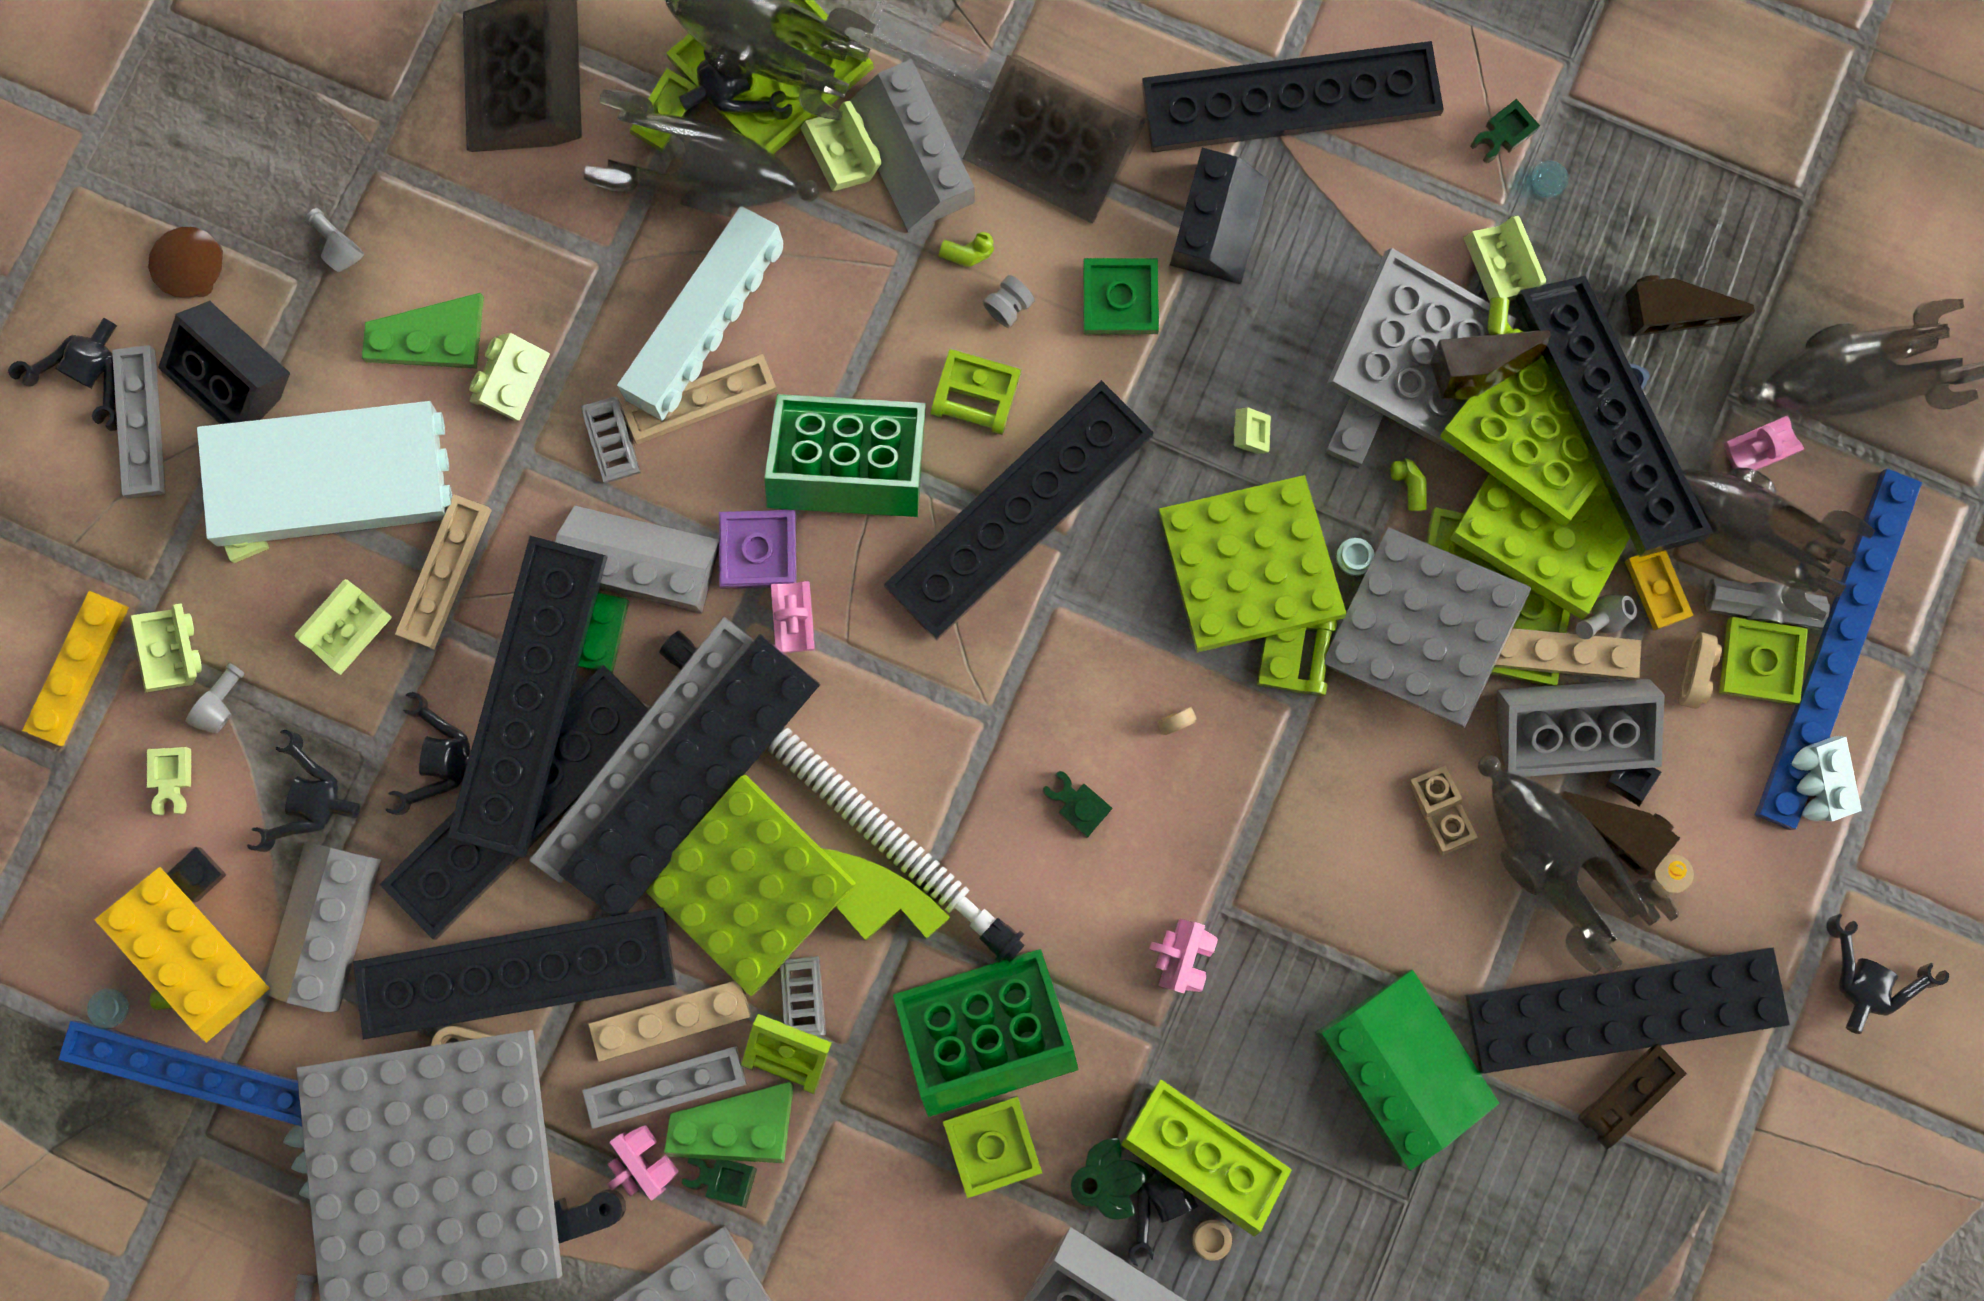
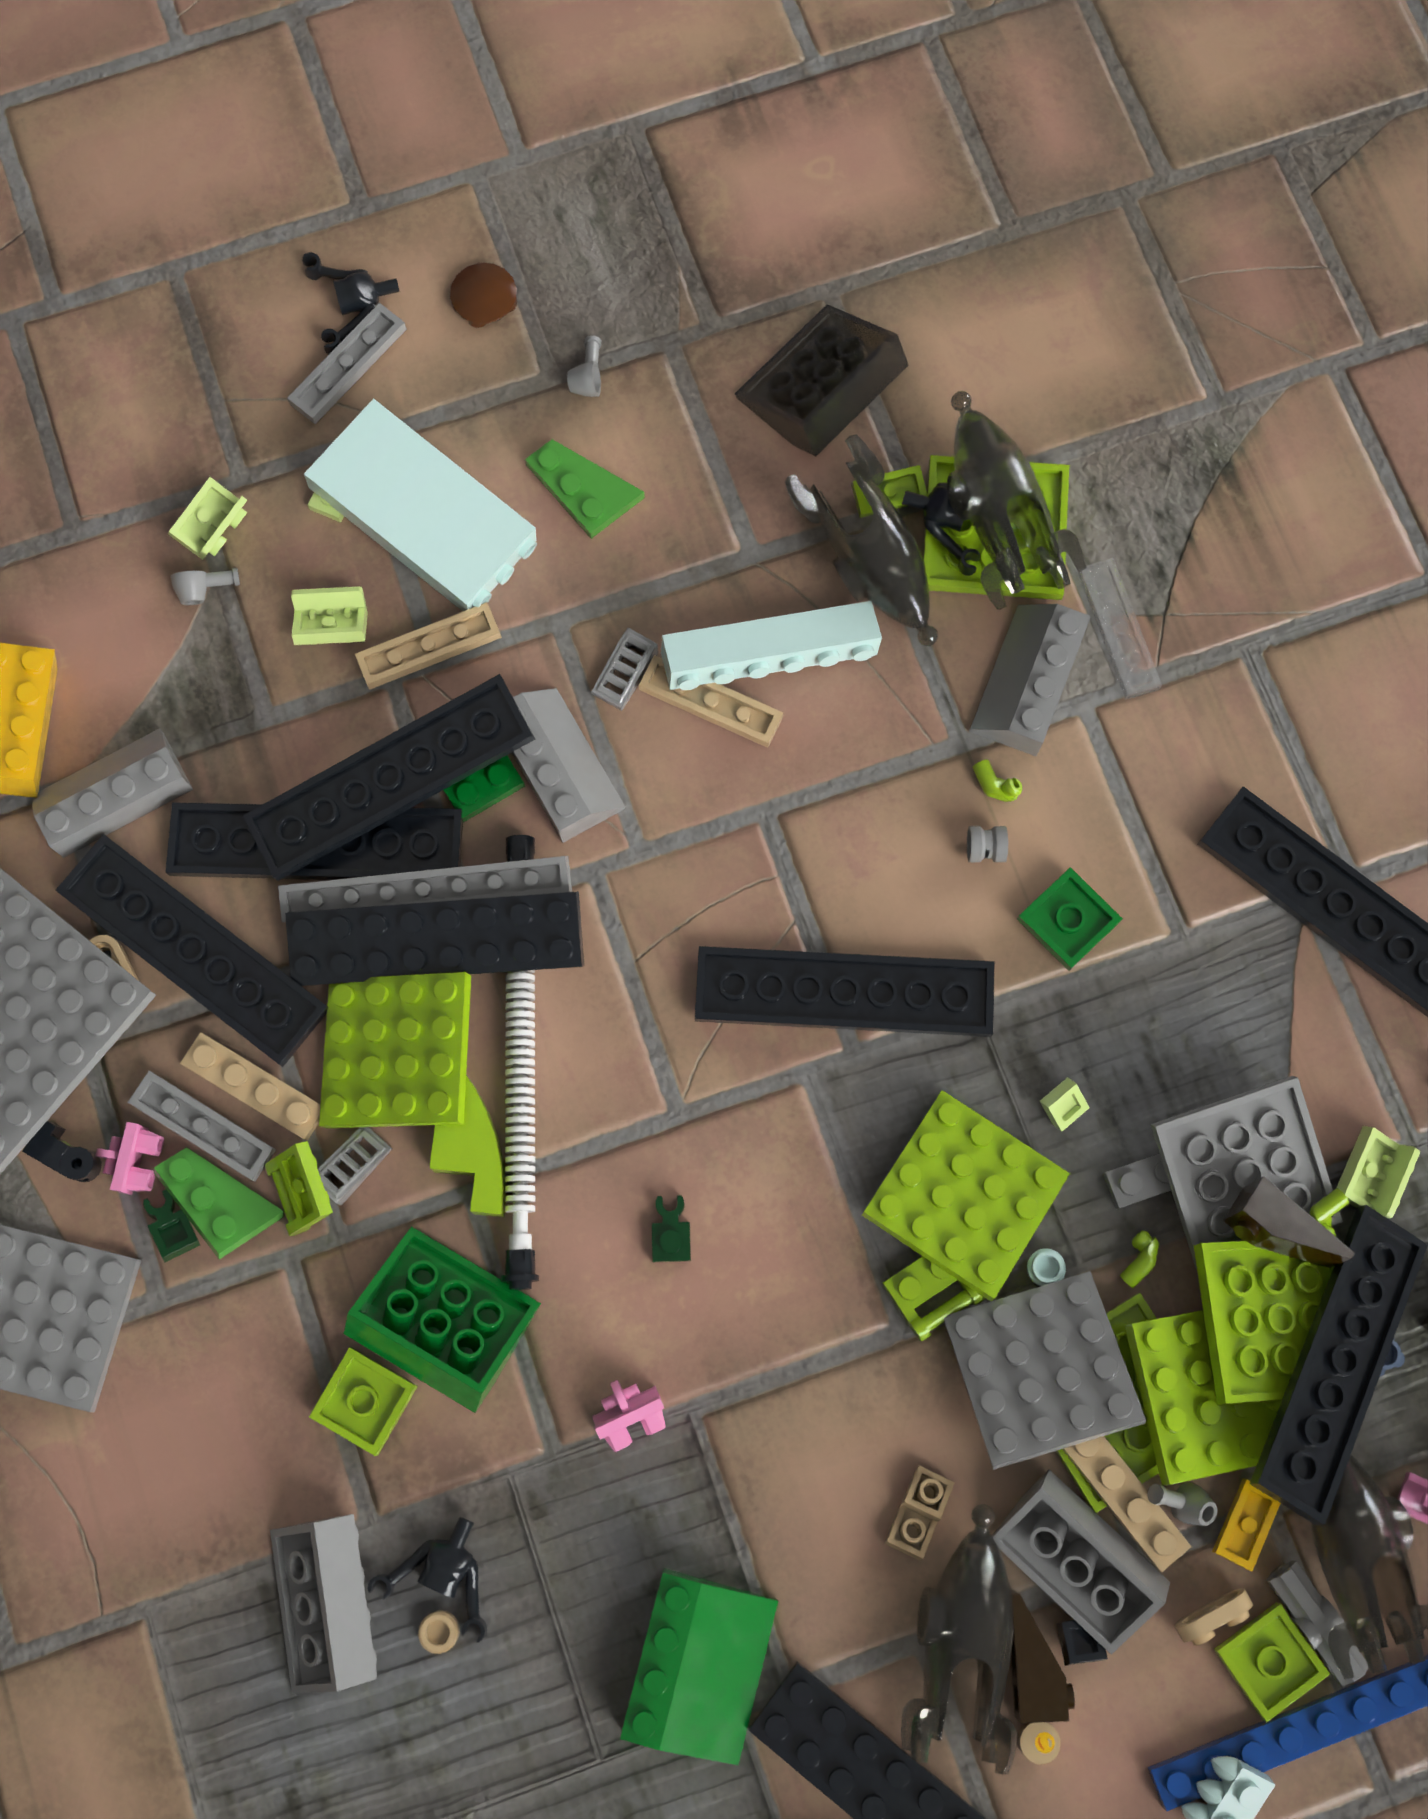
camera: 50 degrees right, 5 degrees down
(75, 668) = (145, 477): yellow plate -> none
(167, 772) = (126, 597): yellowish green plate -> none
(196, 874) = (74, 679): black plate -> none
(221, 366) = (434, 378): black slope -> none
(306, 799) = (189, 702): black piece -> none
(438, 757) = (294, 760): black piece -> none
(508, 375) = (604, 562): yellowish green bracket -> none
(757, 548) = (642, 837): medium lavender plate -> none
(793, 617) = (615, 905): bright pink hips -> none
(842, 148) = (982, 631): yellowish green bracket -> none
(845, 455) = (766, 835): green slope -> none
(980, 380) = (910, 875): lime plate -> none
(1053, 137) = (1137, 766): clear smoke slope -> none
(1114, 1177) = (418, 1515): dark green plate -> none
(1176, 721) = (798, 1248): tan tile -> none
(1207, 1157) = (494, 1571): lime plate -> none
(1220, 217) = (1198, 934): black slope -> none

